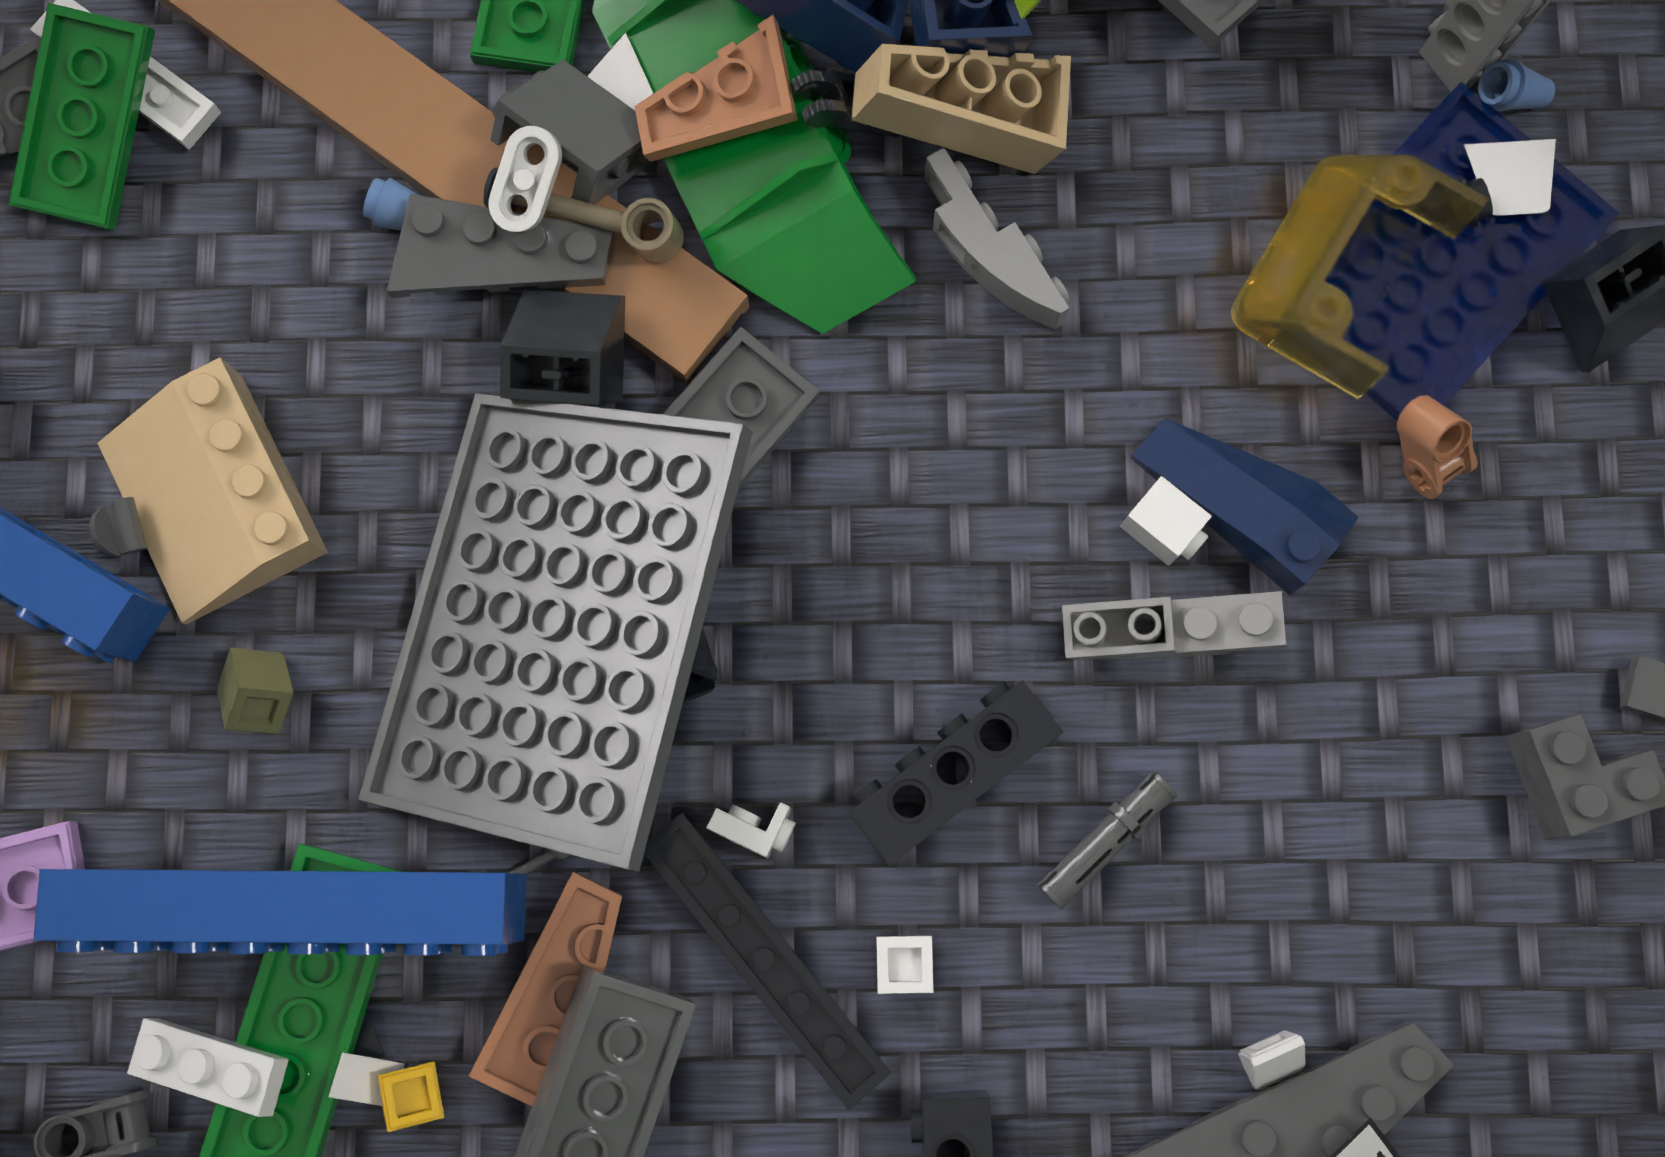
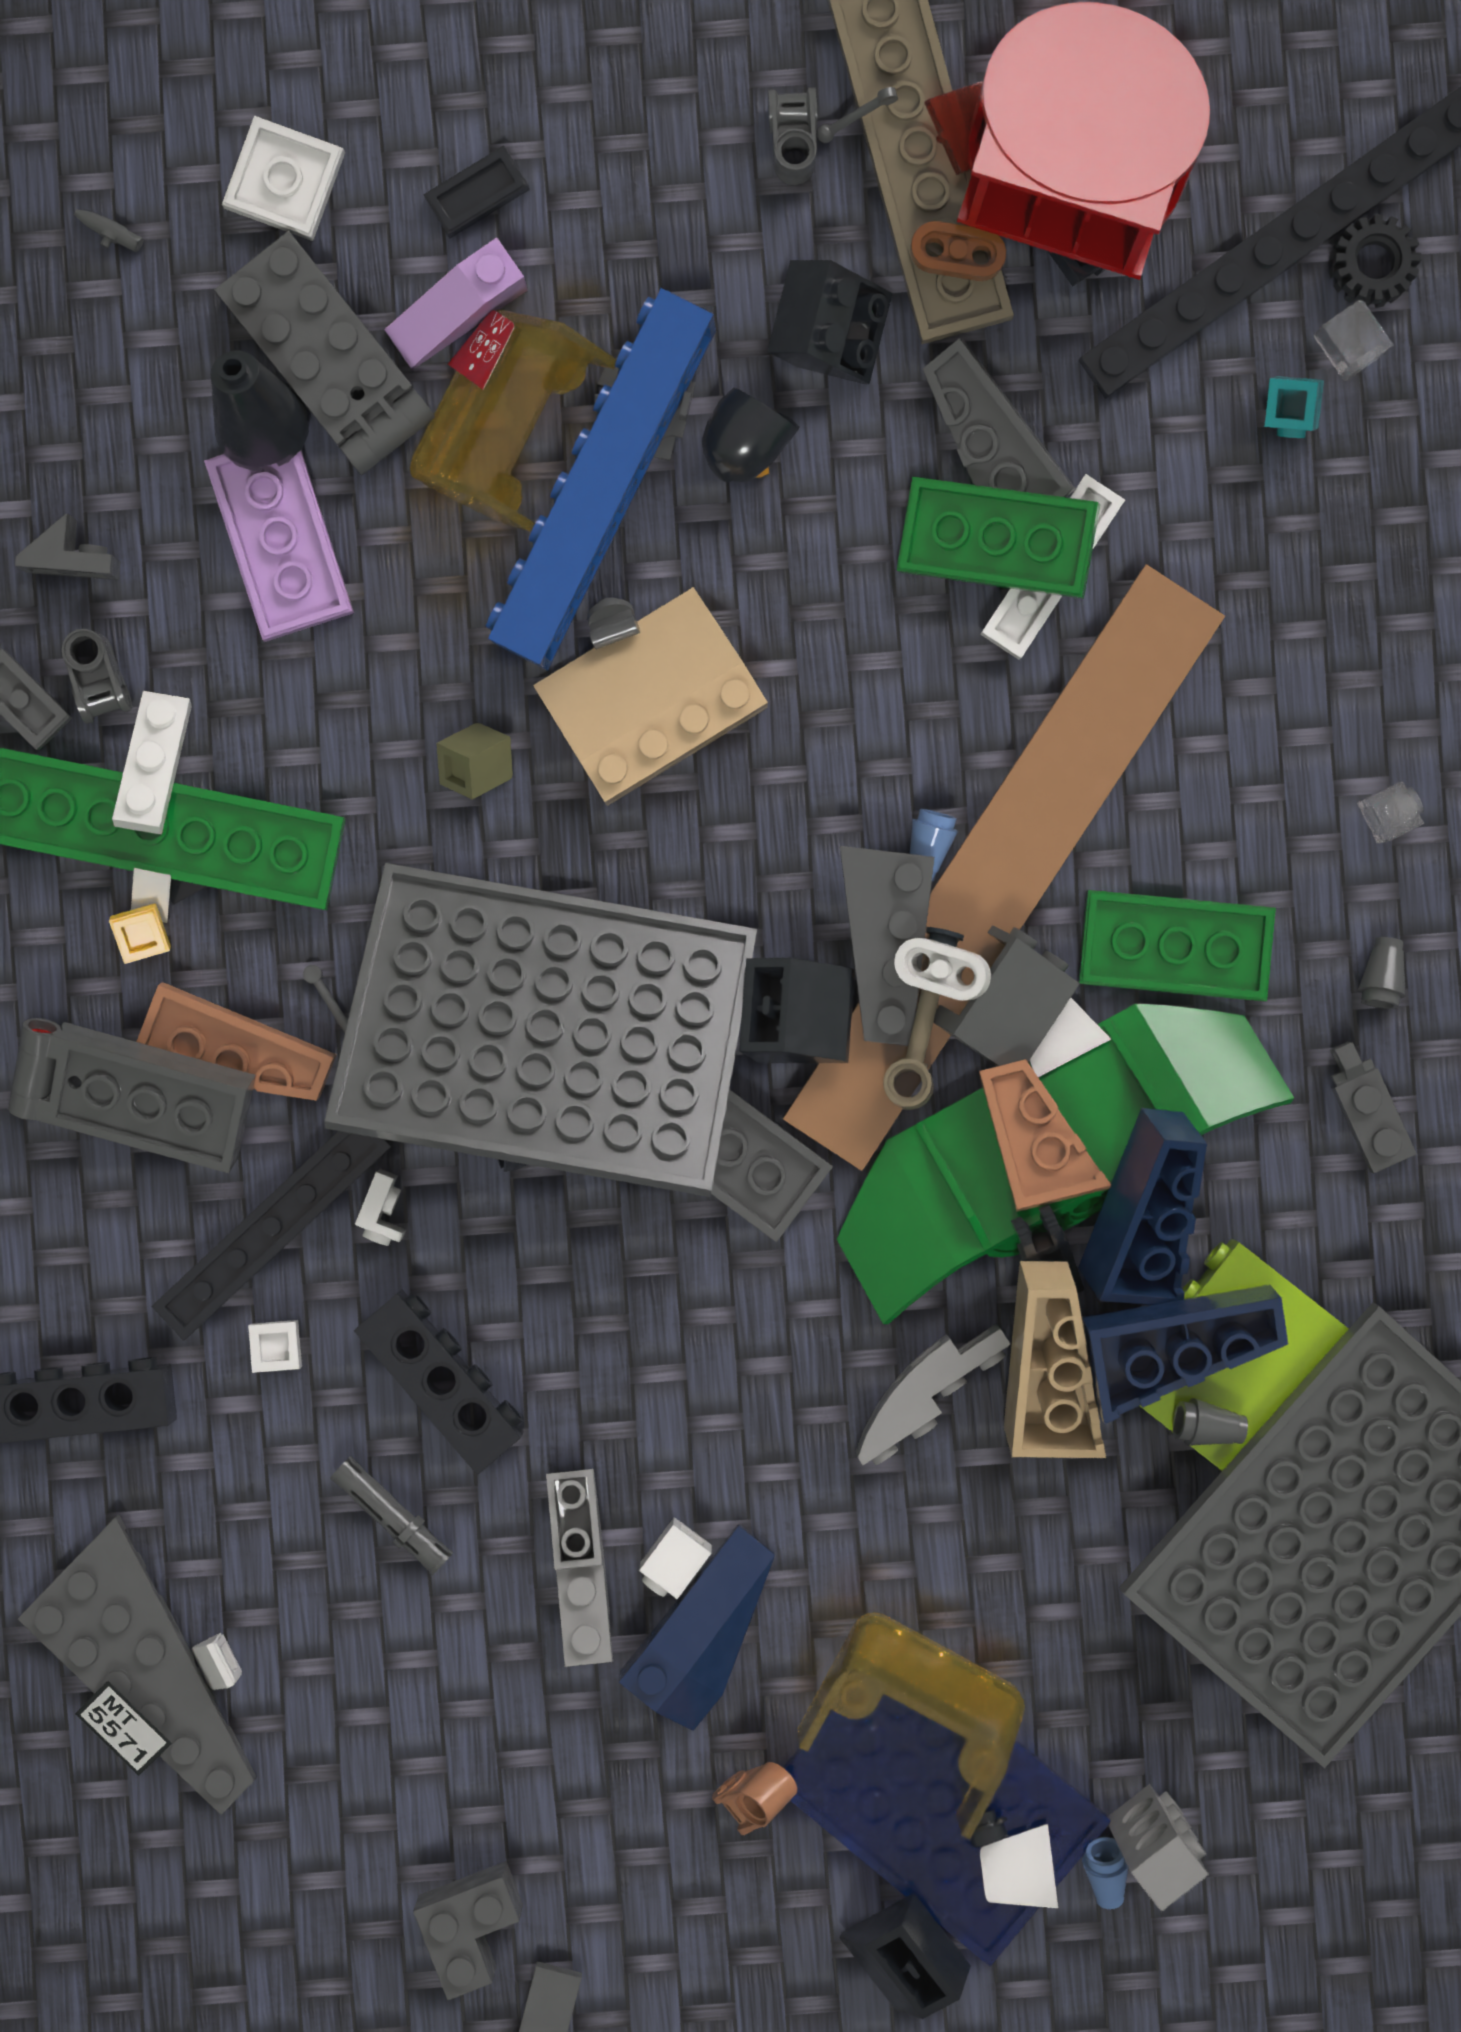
camera: 85 degrees right, 10 degrees up
(270, 908) = (282, 824): blue brick -> none

